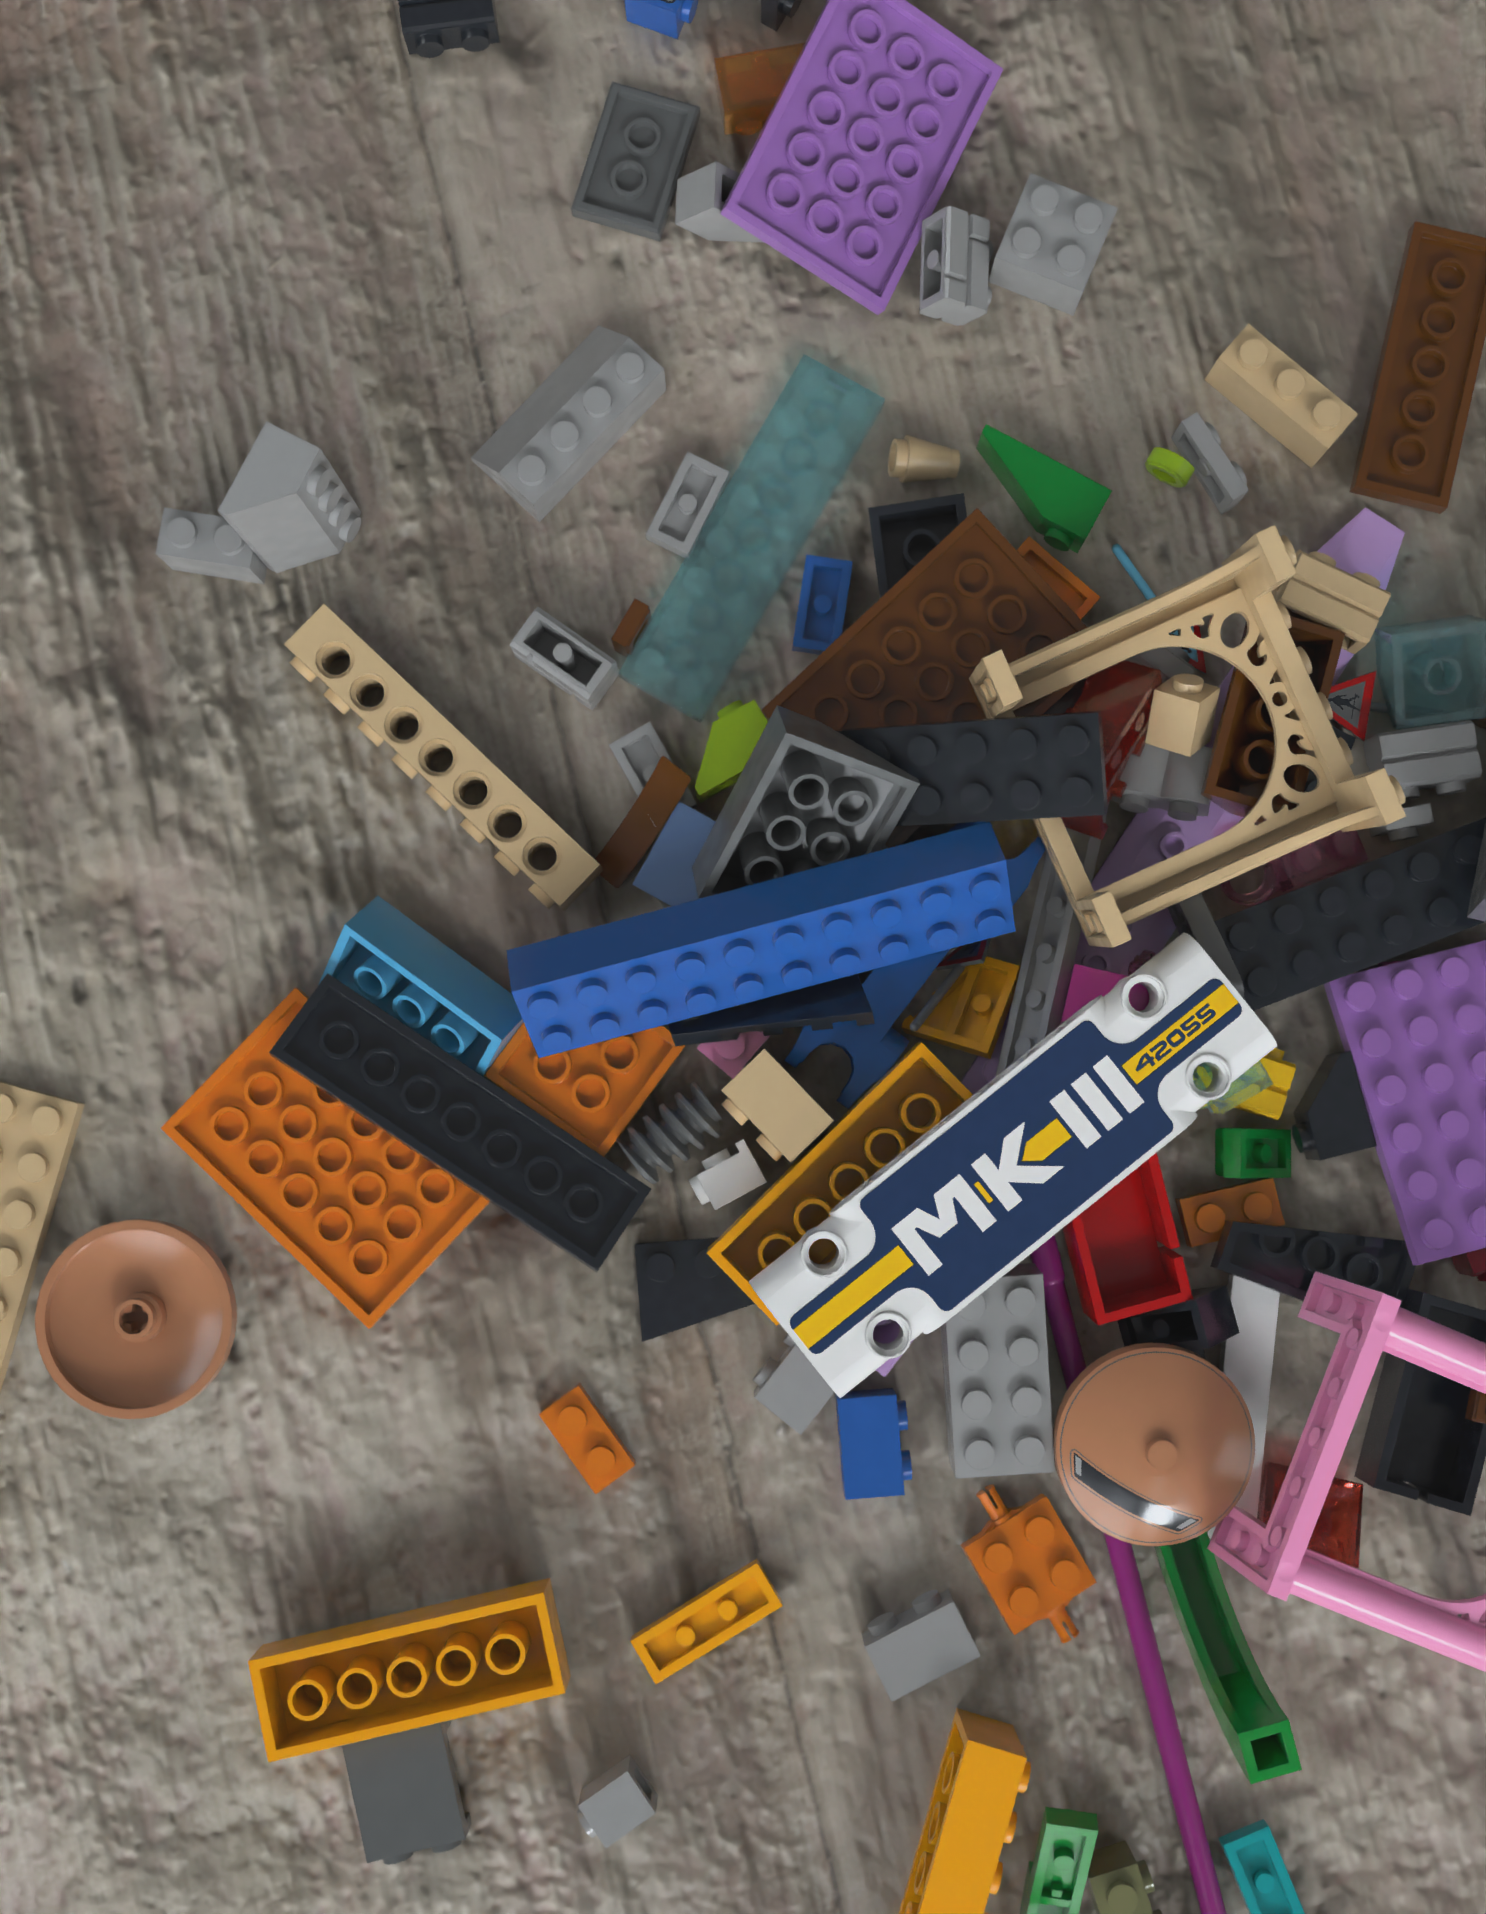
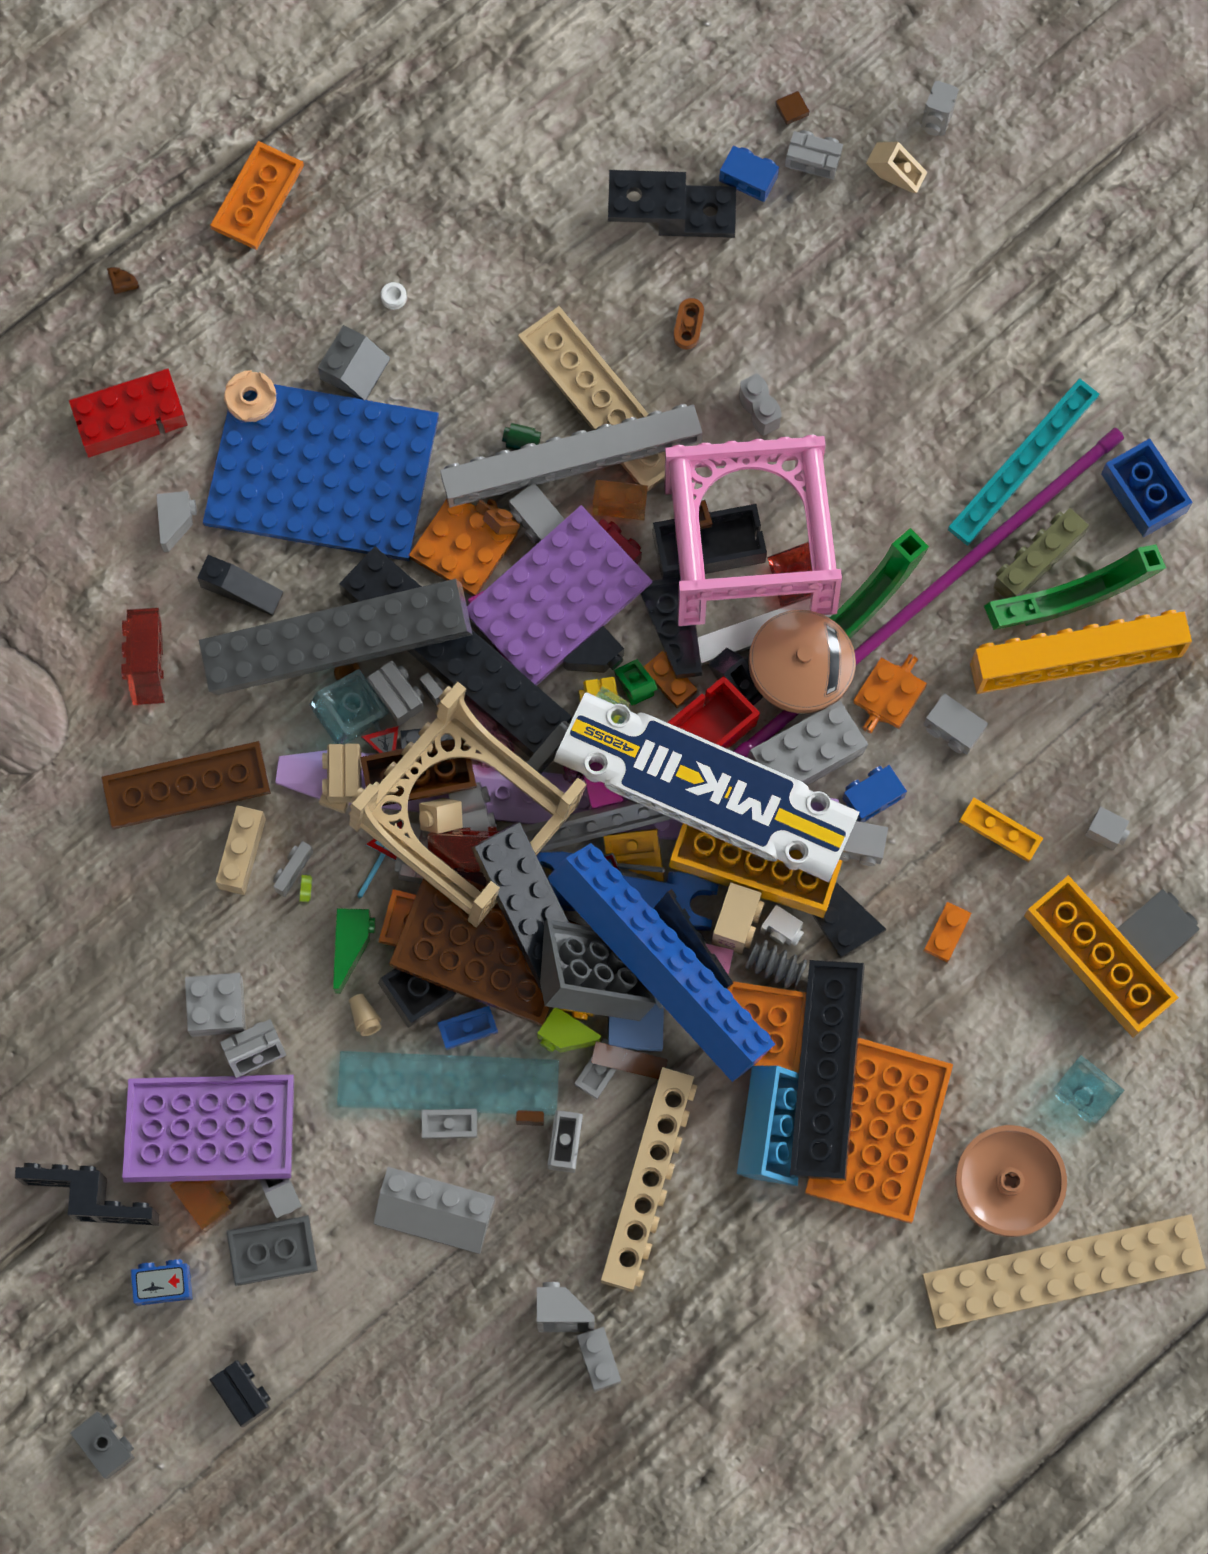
camera: 120 degrees left, 10 degrees down
(209, 1523) = (1087, 1090): none -> clear light blue slope

